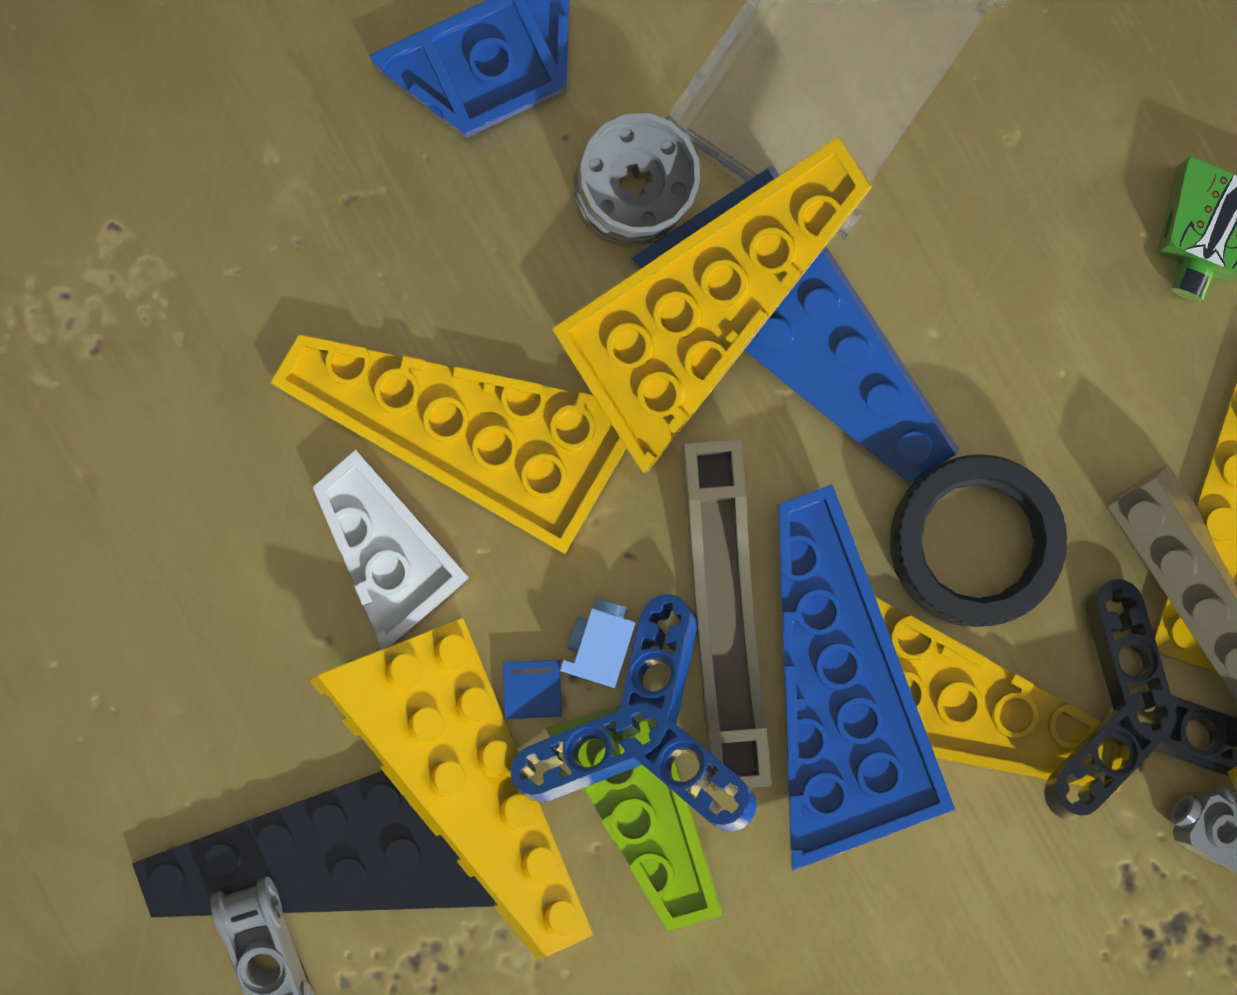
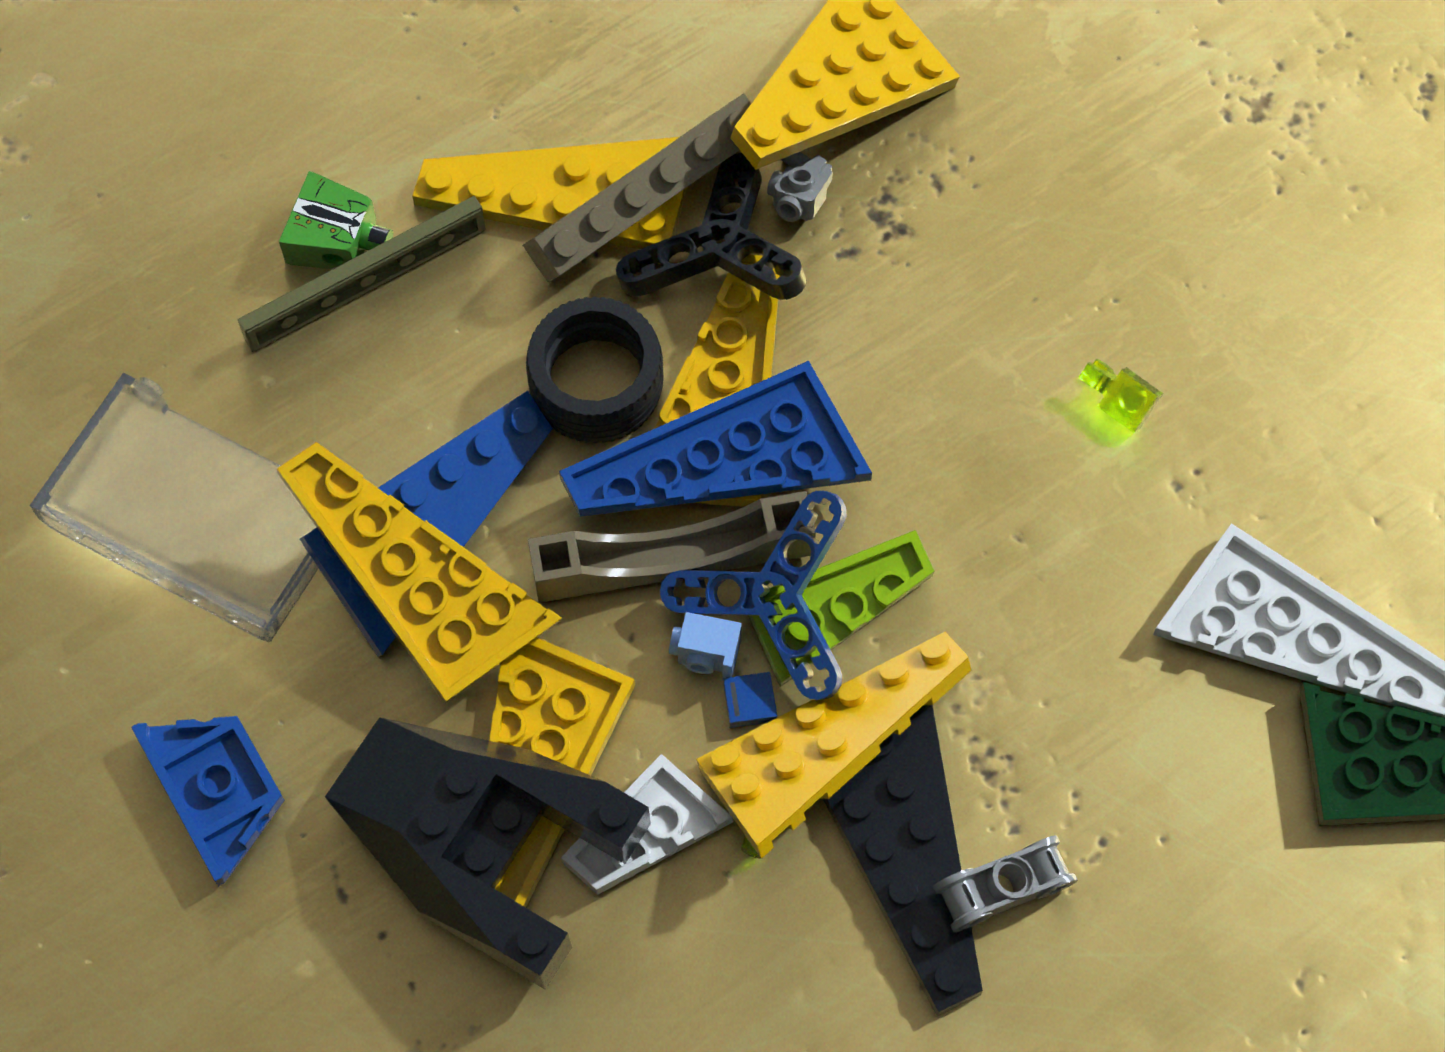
camera: 90 degrees left, 20 degrees down
(409, 326) = (454, 814): none -> black wedge
(651, 151) = (312, 623): light grey wheel -> none
(1144, 261) = (362, 274): none -> olive tile

